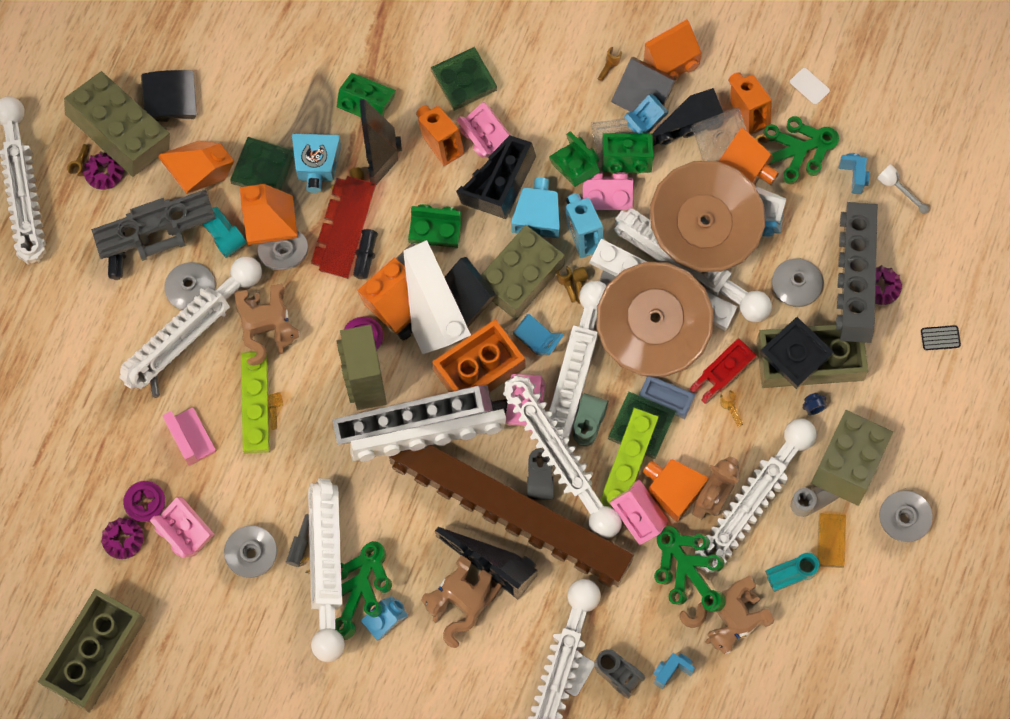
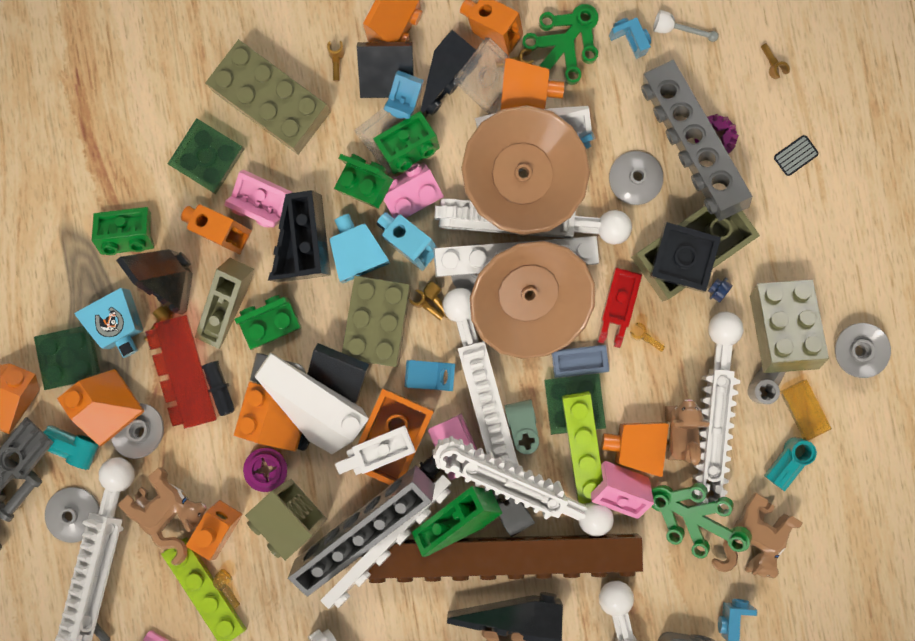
camera: 30 degrees left, 15 degrees up
(293, 357) = (214, 531): none -> orange torso
(411, 190) = (223, 301): none -> olive slope
(462, 360) = (377, 452): none -> white hinge
(495, 451) = (457, 520): none -> green slope
(539, 62) = (268, 97): none -> olive brick
(963, 254) = (774, 63): none -> pearl gold hand

